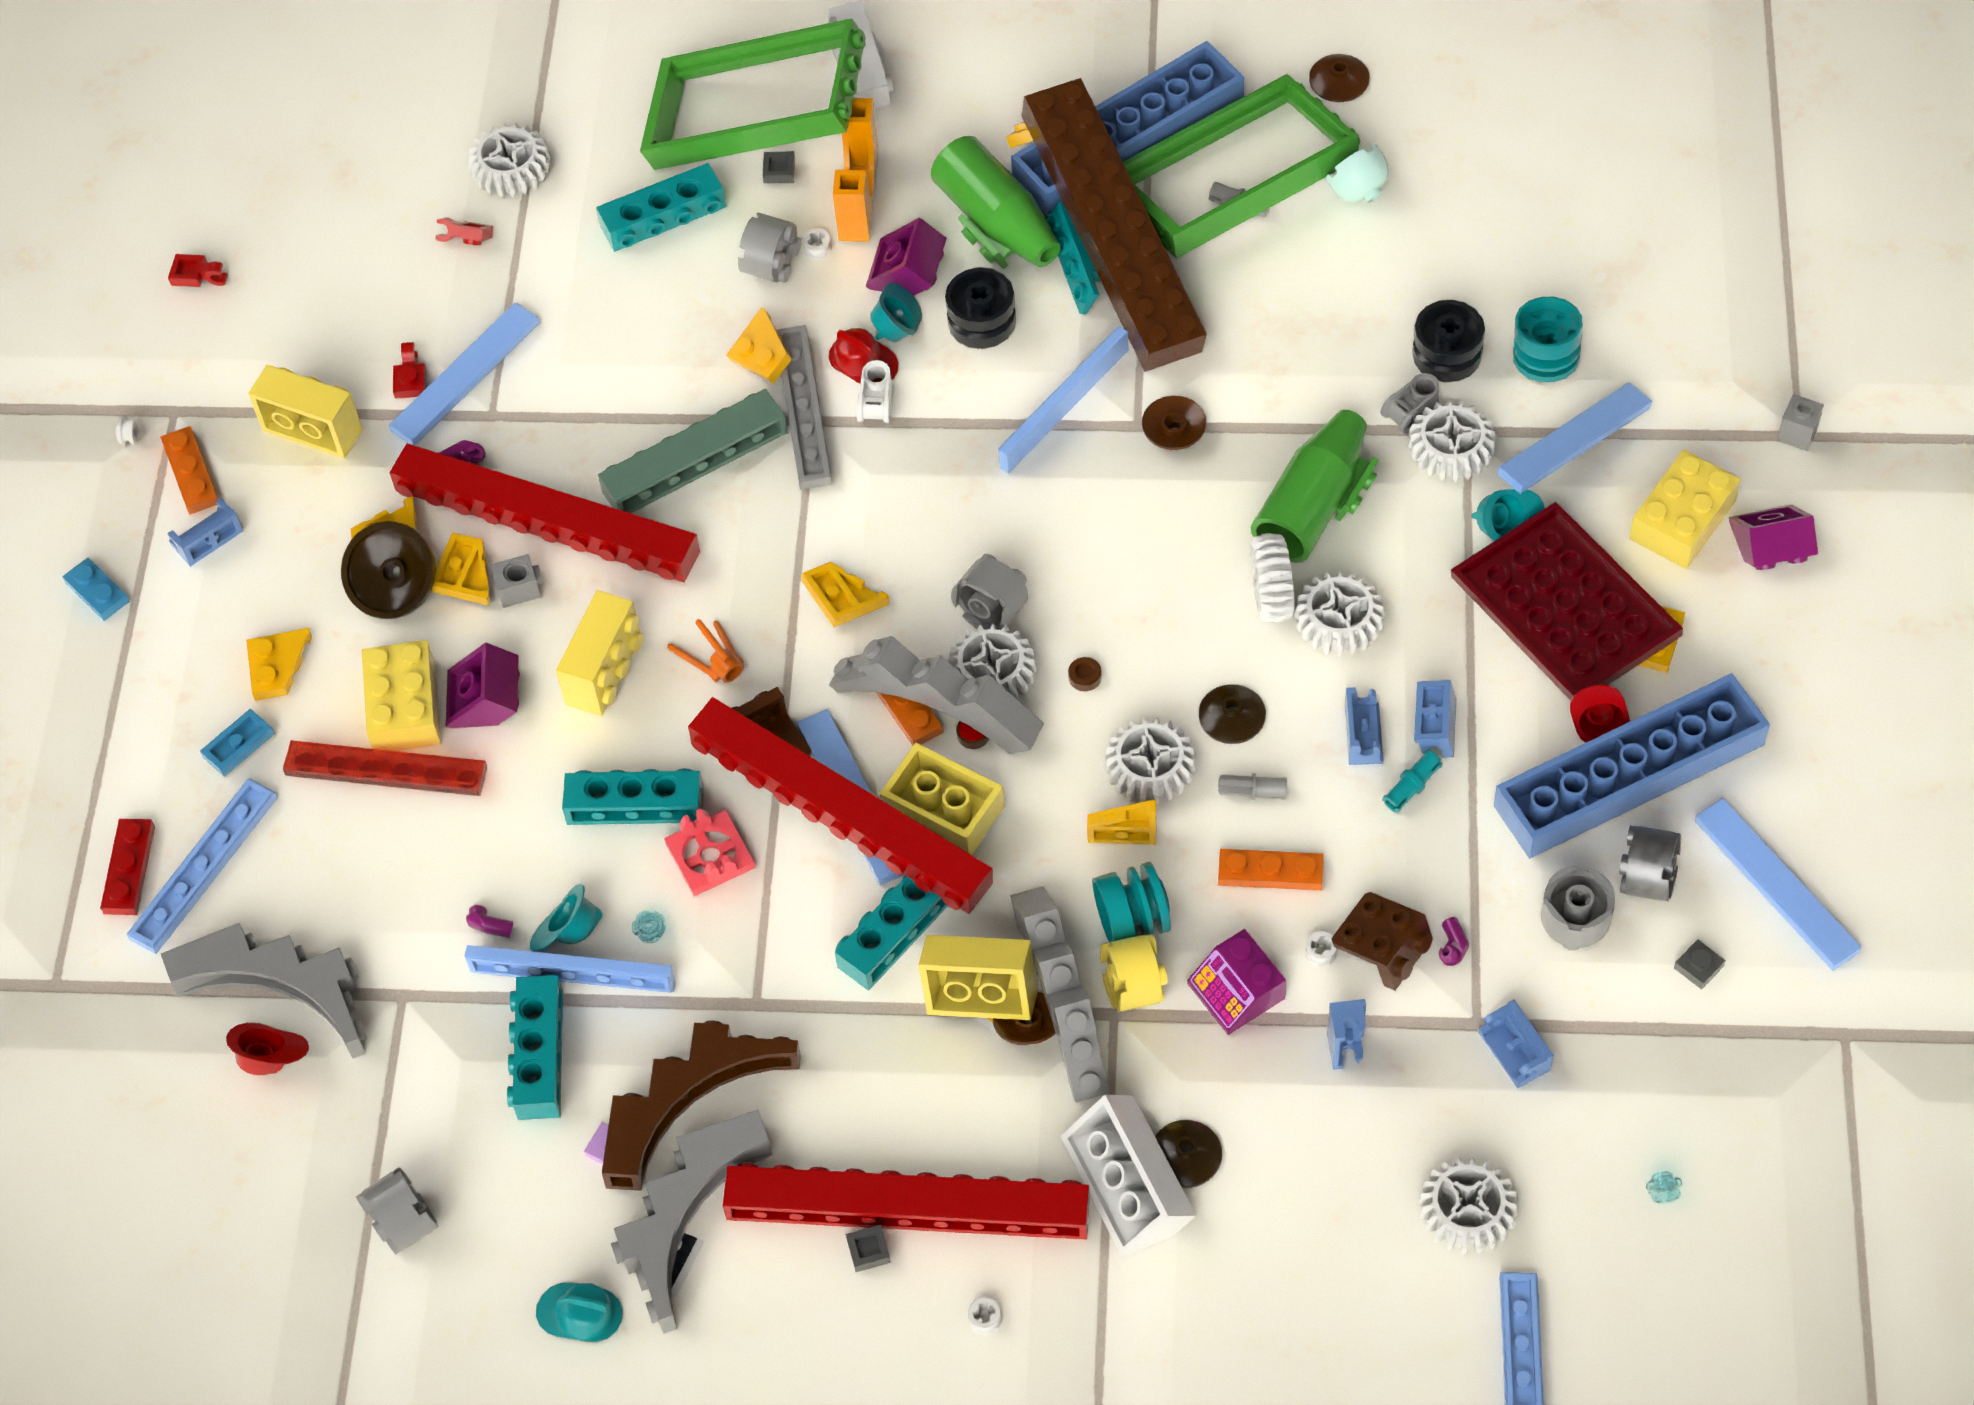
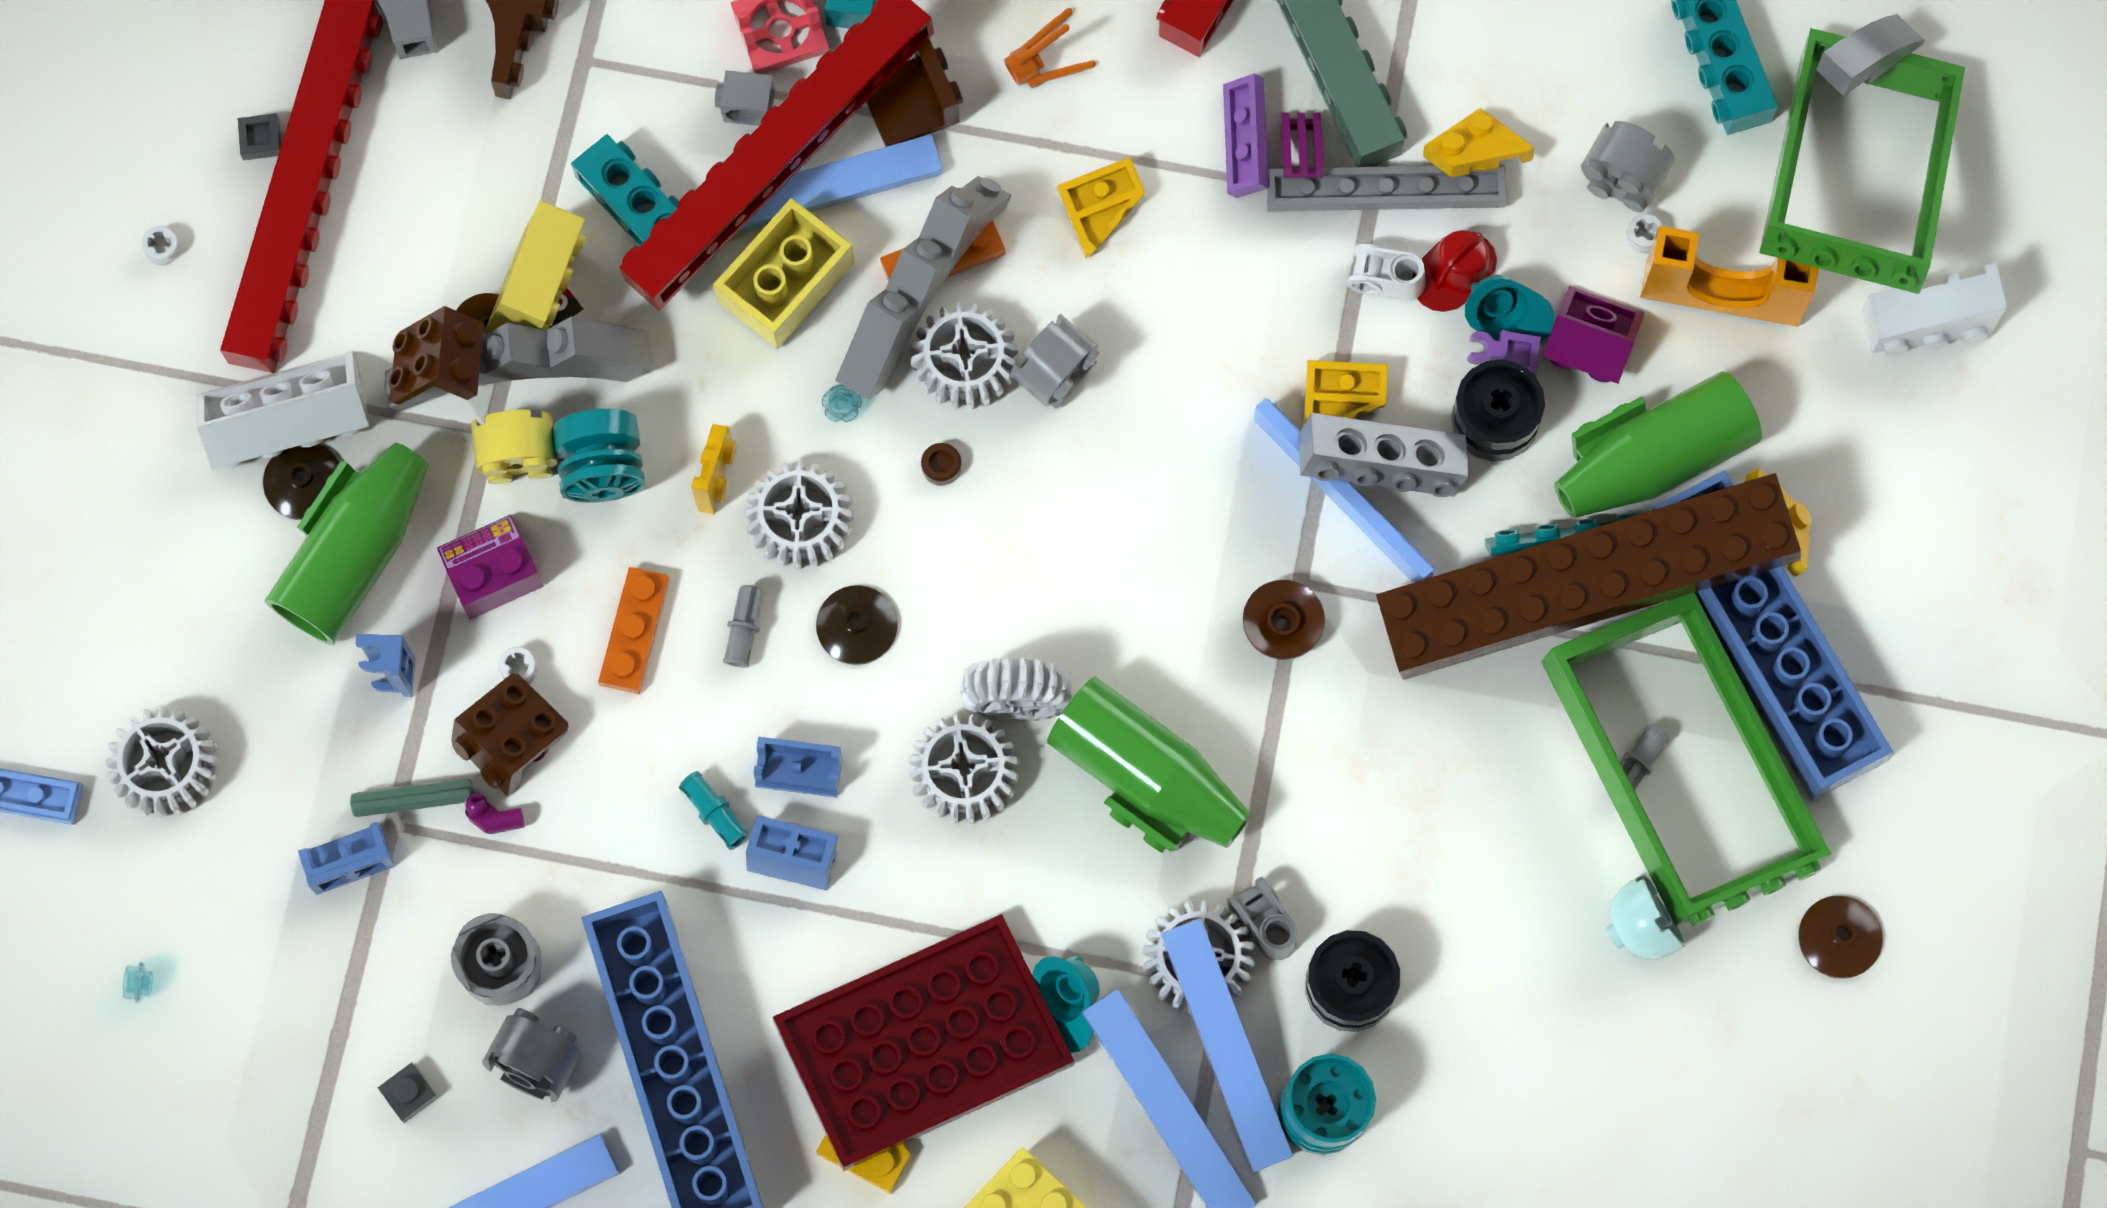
camera: 95 degrees right, 15 degrees up
(665, 102) = (1868, 53): none -> light grey slope
(770, 502) = (1245, 135): none -> medium lavender plate
(774, 457) = (1302, 124): none -> magenta tile
(778, 167) = (1762, 194): dark grey plate -> none
(782, 860) = (744, 97): none -> light grey brick
(930, 311) = (1509, 346): none -> medium lavender plate
(979, 412) = (1344, 388): none -> yellow wing
(1035, 366) = (1383, 455): none -> light grey brick
(1046, 742) = (834, 396): none -> clear light blue plate
(1080, 1018) = (437, 352): none -> reddish brown bracket
(1241, 1084) = (348, 542): none -> bright green piece
(1452, 1007) = (411, 797): none -> sand green axle
(1517, 406) = (1226, 1045): none -> light blue tile
(1598, 711) = (752, 1045): red piece -> none

